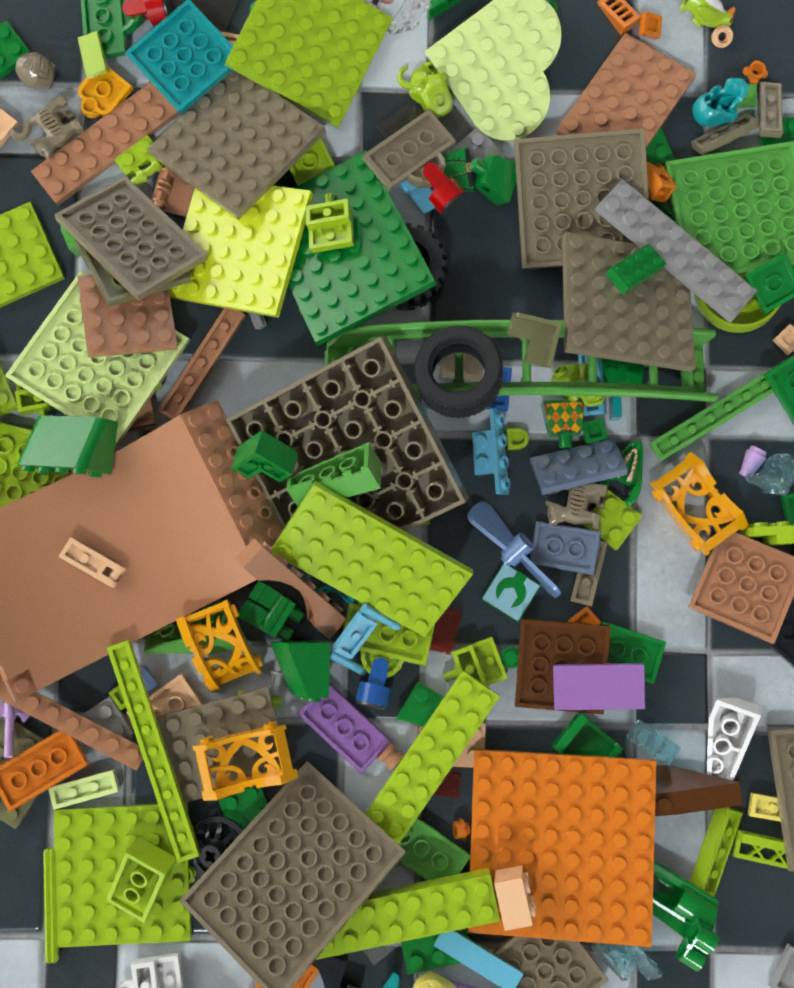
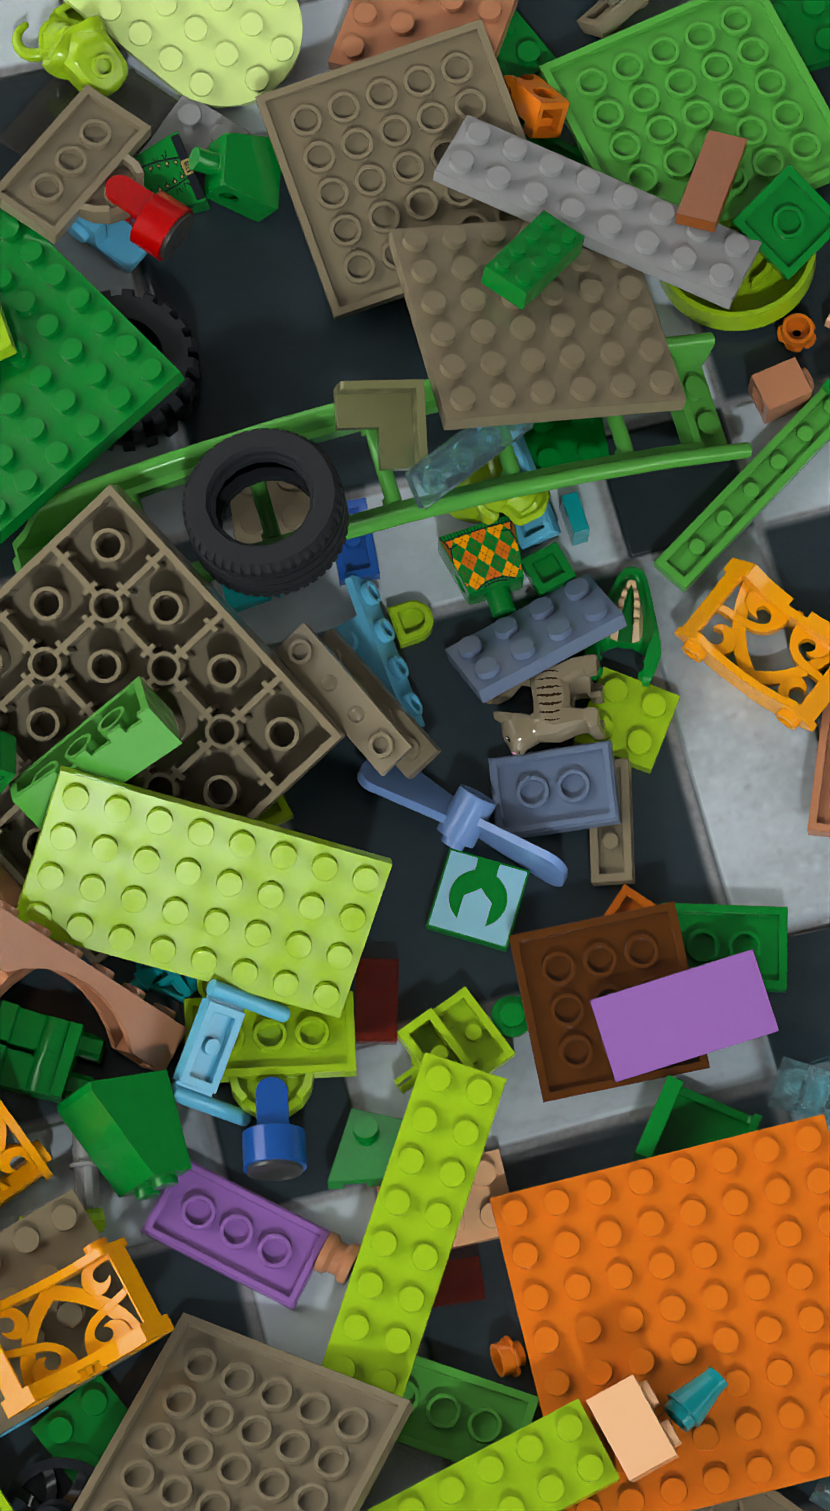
camera: 20 degrees left, 10 degrees down
(478, 478) = (358, 701): none -> dark tan fence
(548, 888) = (694, 1400): none -> teal cone
(565, 370) = (458, 460): none -> clear light blue bracket
(740, 250) = (711, 181): none -> dark orange tile
(740, 369) = (781, 389): none -> nougat brick
(761, 336) = (800, 323): none -> orange plate

